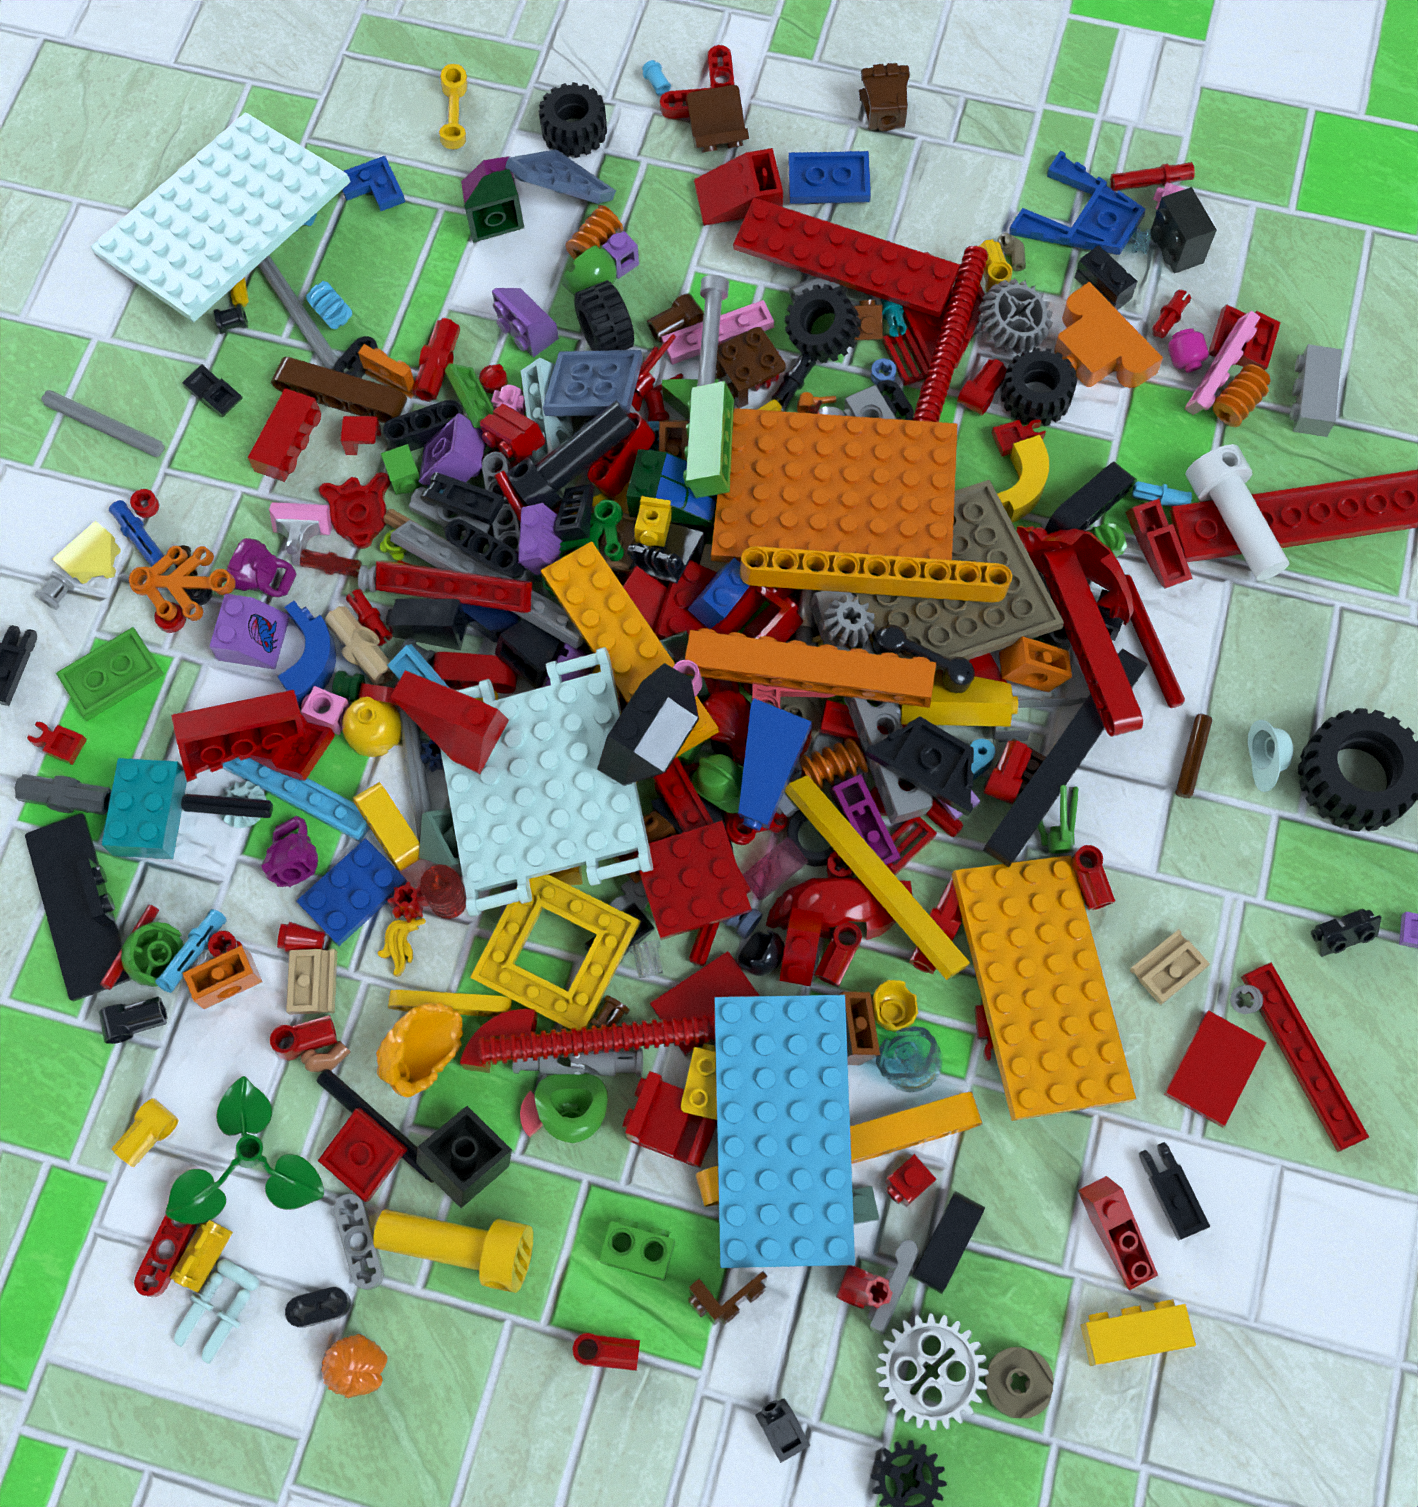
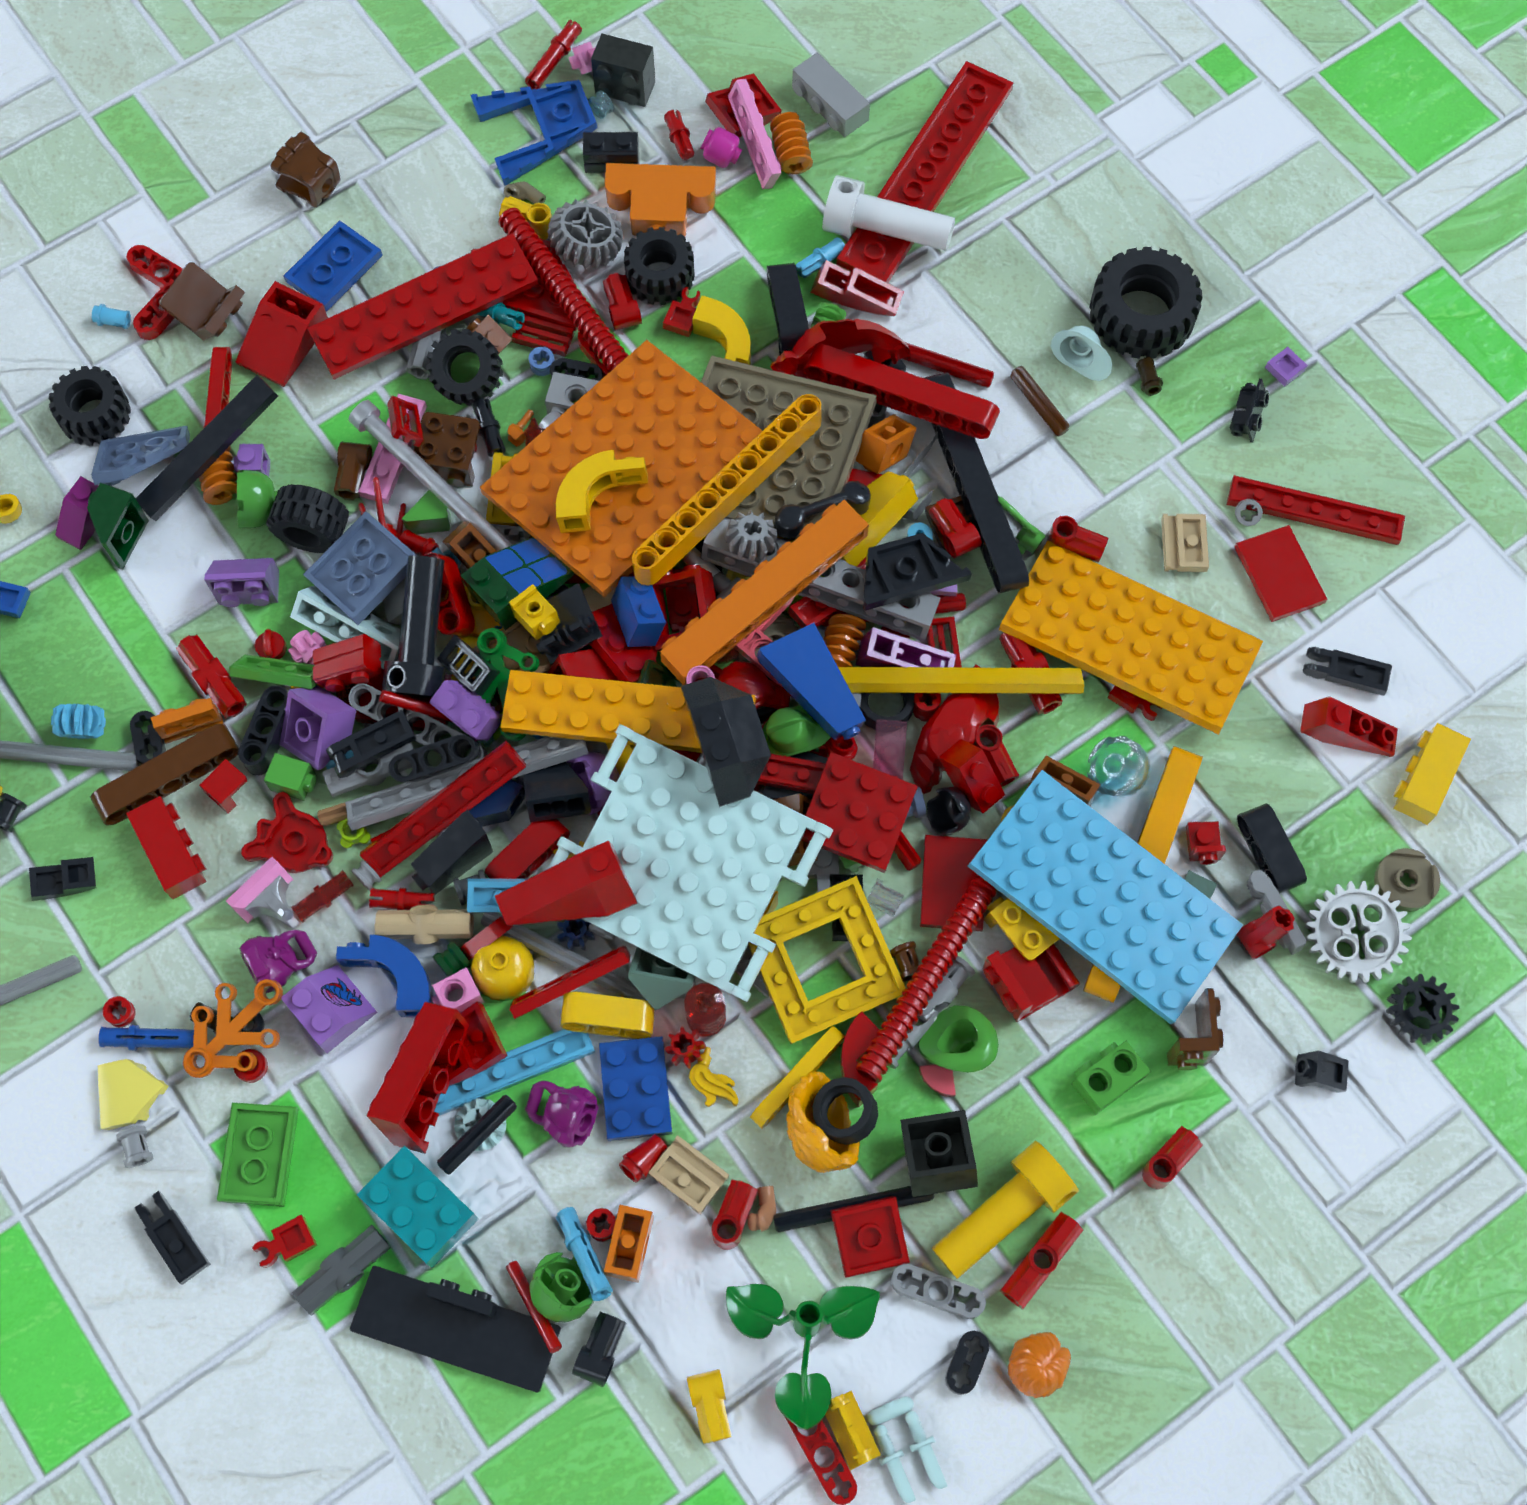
camera: 55 degrees left, 0 degrees up
(392, 778) = (570, 981): none -> red tile
(419, 1305) = (1055, 1244): none -> red piece
(430, 1037) = (826, 1096): none -> black tyre
(600, 212) = (206, 448): none -> black tile
(656, 190) = (218, 382): none -> red beam
(709, 440) = (502, 516): brick -> none
(726, 326) = (399, 420): none -> red tile
(786, 472) = (588, 481): none -> yellow arch
(894, 1005) = (1067, 747): yellow hair -> none
(1295, 830) = (1151, 383): none -> dark brown pin

